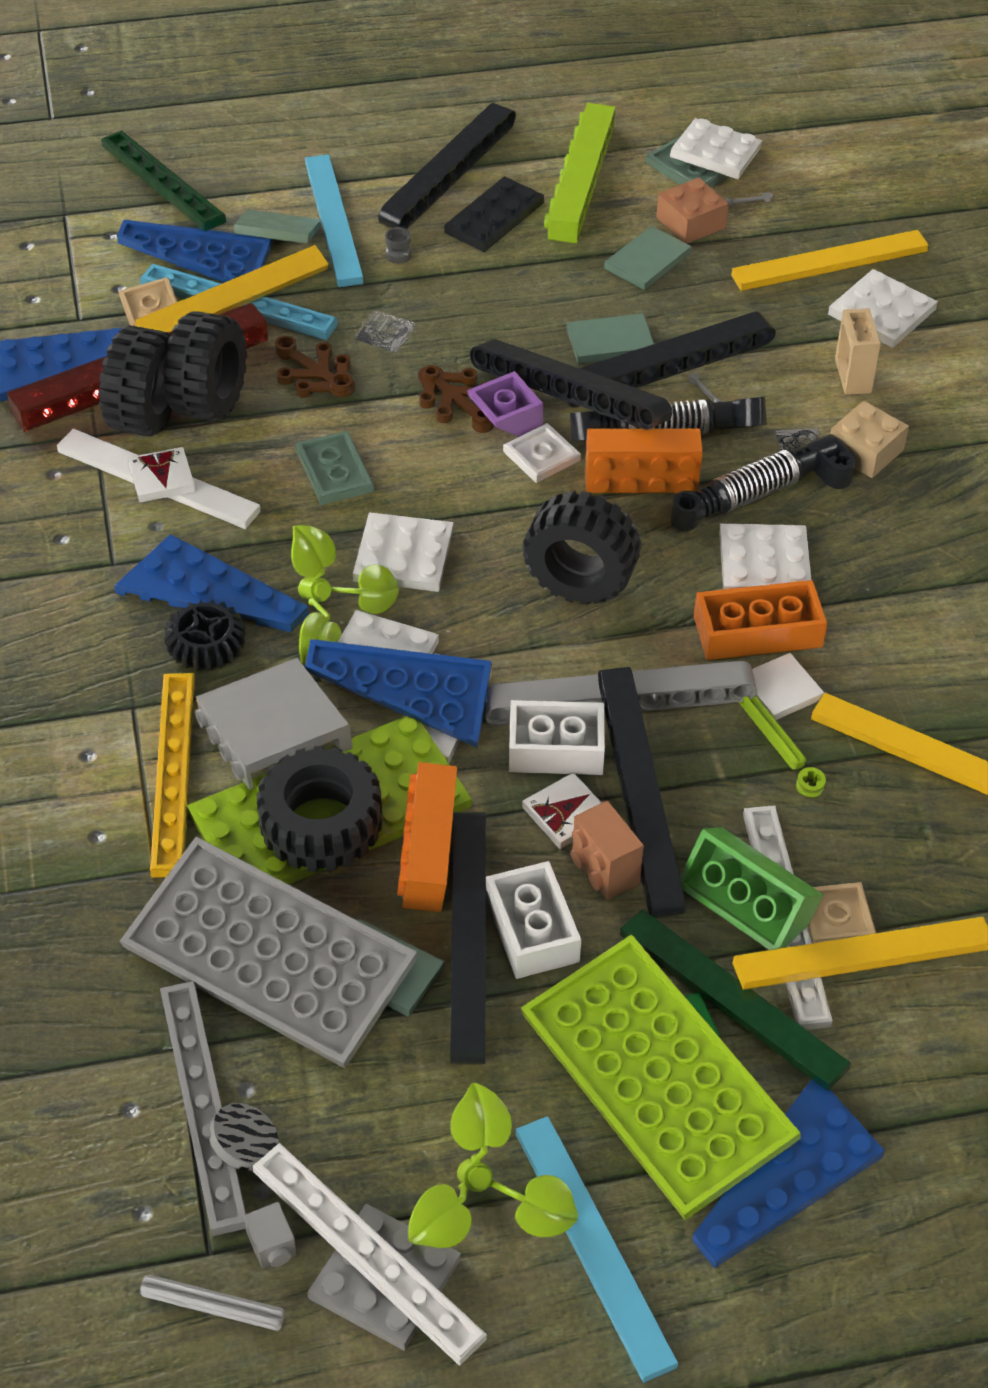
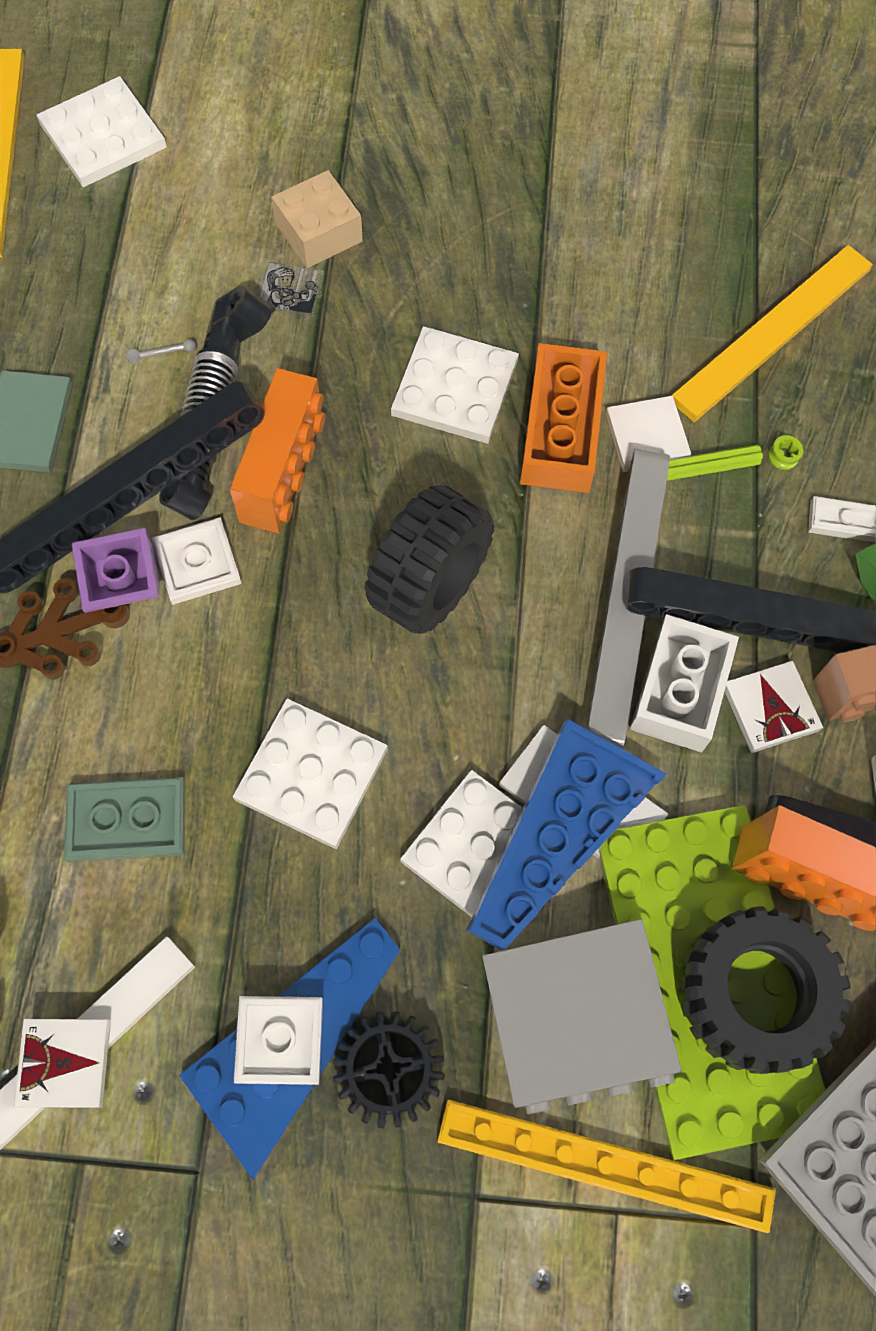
camera: 75 degrees left, 20 degrees up
(206, 570) = (278, 1040): none -> white tile
(312, 552) = (356, 897): lime plant -> none
(686, 351) = (95, 358): black beam -> none
(823, 456) = (332, 311): black piece -> none
(857, 351) = (208, 153): tan window -> none

